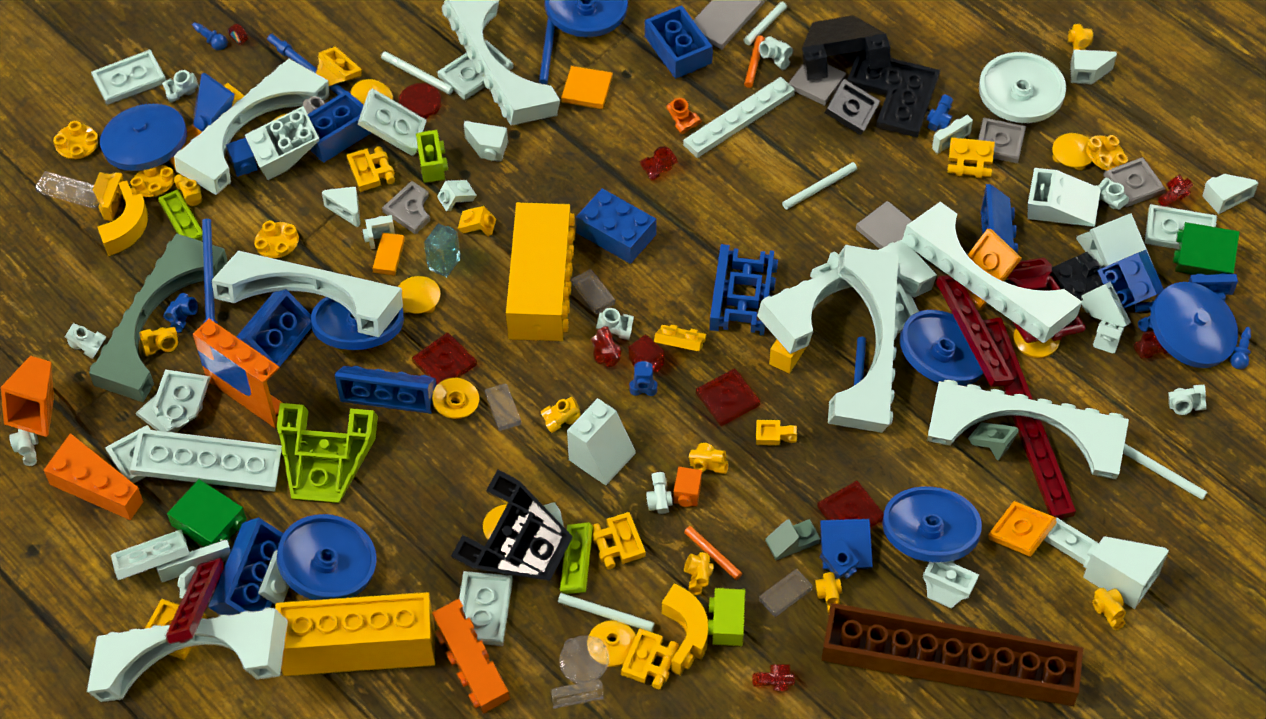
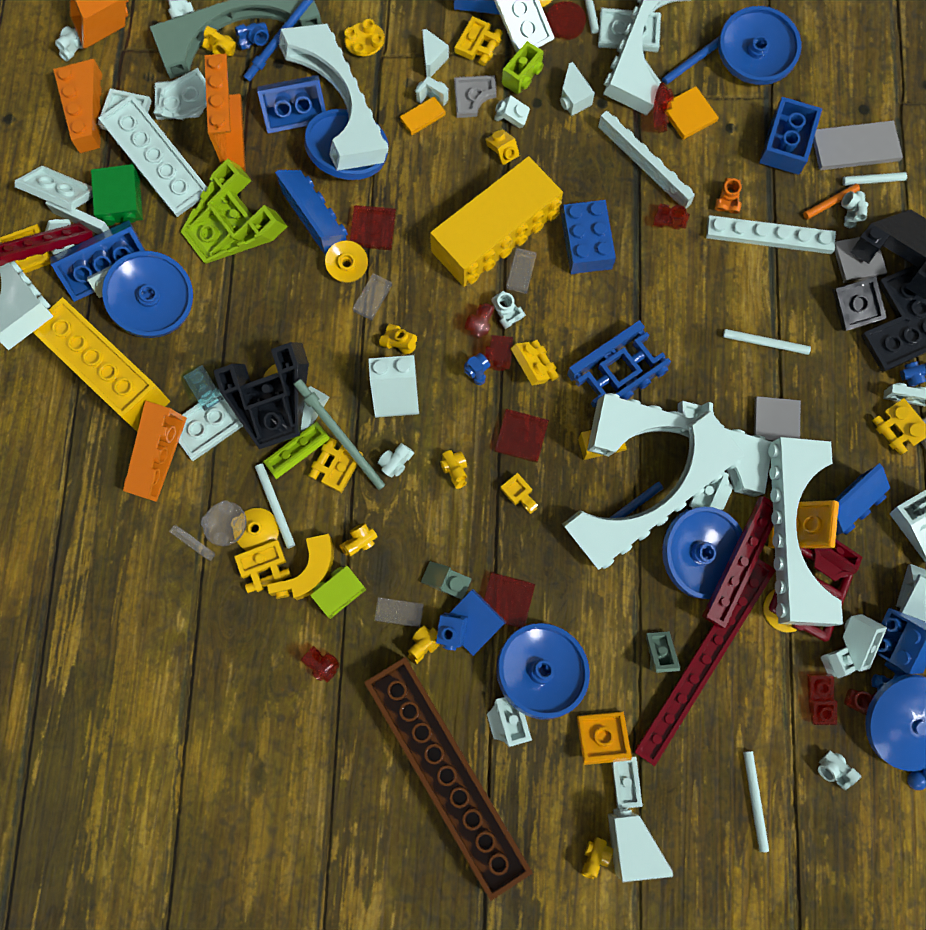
camera: 45 degrees right, 20 degrees up
(419, 295) = (407, 163): yellow dish -> none
(442, 250) = (452, 145): clear light blue brick -> none
(450, 583) = (203, 388): none -> clear light blue plate
(558, 498) = (311, 399): none -> sand green bar
(563, 92) = (661, 105): none -> clear red slope
(594, 142) = (645, 159): none -> light aqua plate
(687, 486) = (418, 474): orange brick -> none
(713, 552) = (385, 536): orange bar -> none
(1078, 275) = (872, 595): black hinge -> none
(1096, 434) = (734, 732): light aqua arch -> none
(1122, 368) = (821, 699): none -> clear red slope

